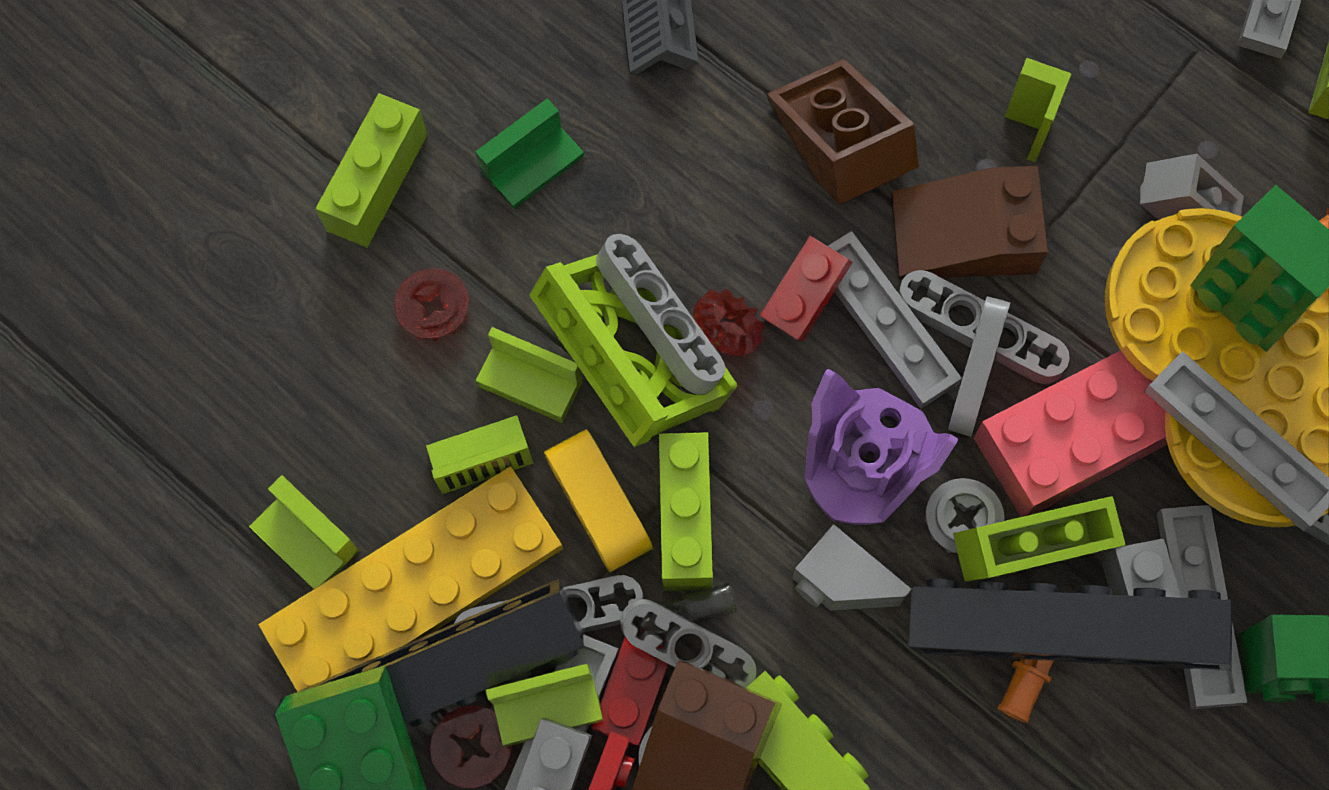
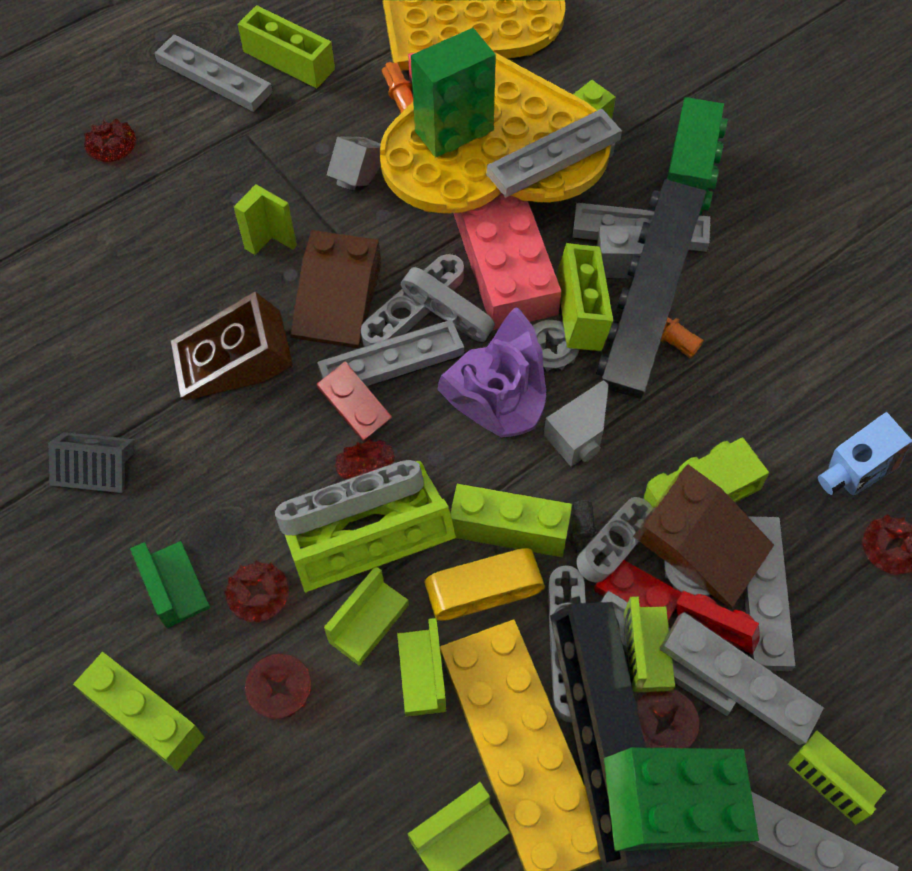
camera: 80 degrees left, 10 degrees down
(520, 259) = (261, 606): none -> clear red gear

